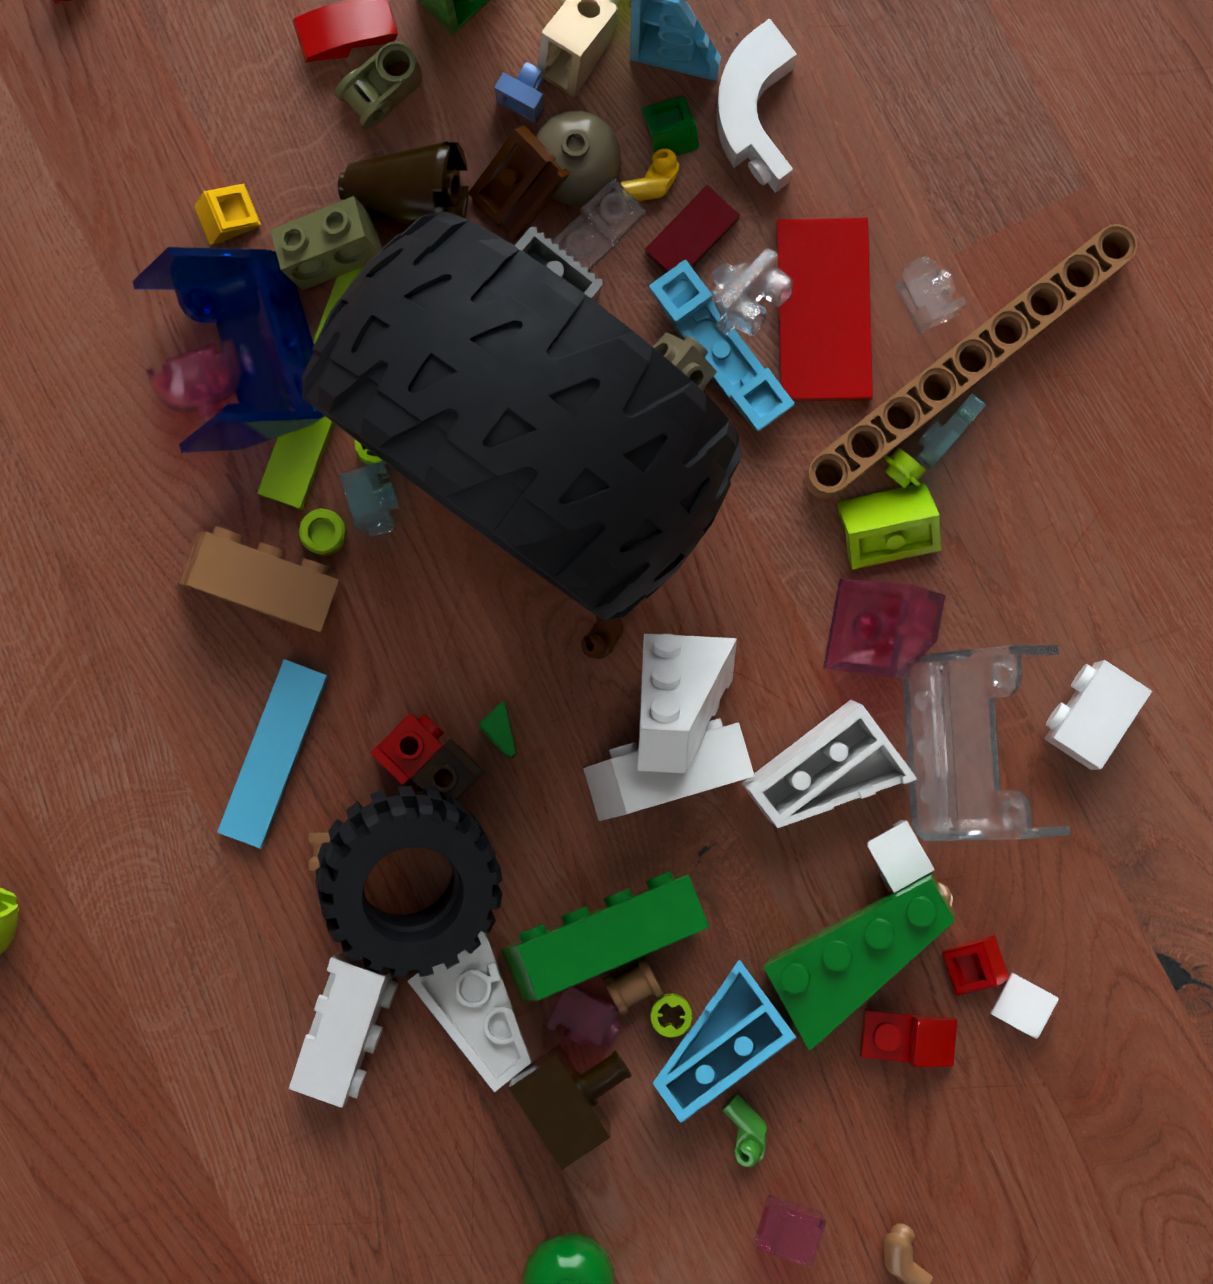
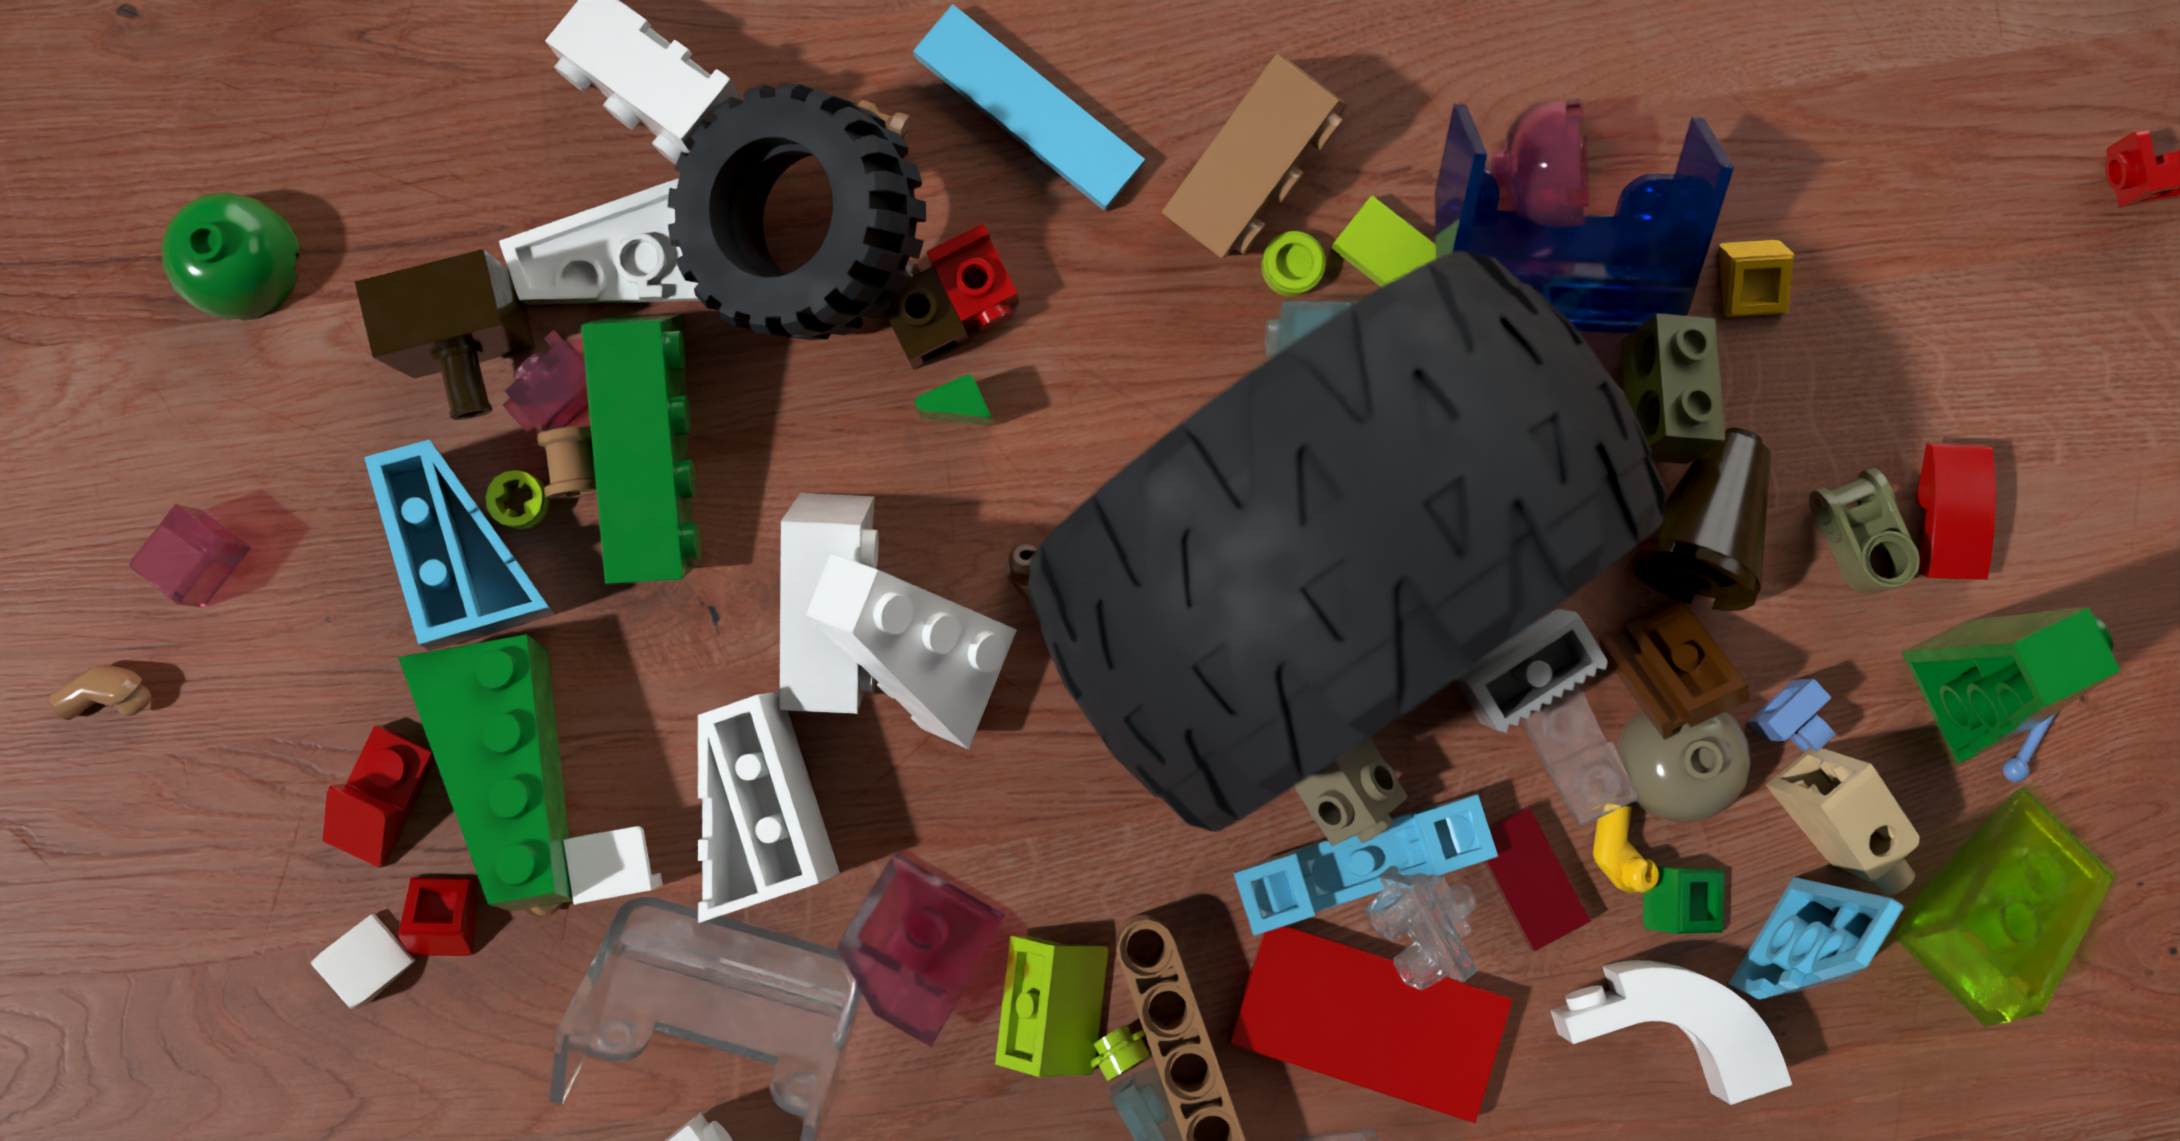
camera: 100 degrees right, 0 degrees up
(750, 1133) = (334, 551): bright green arm -> none

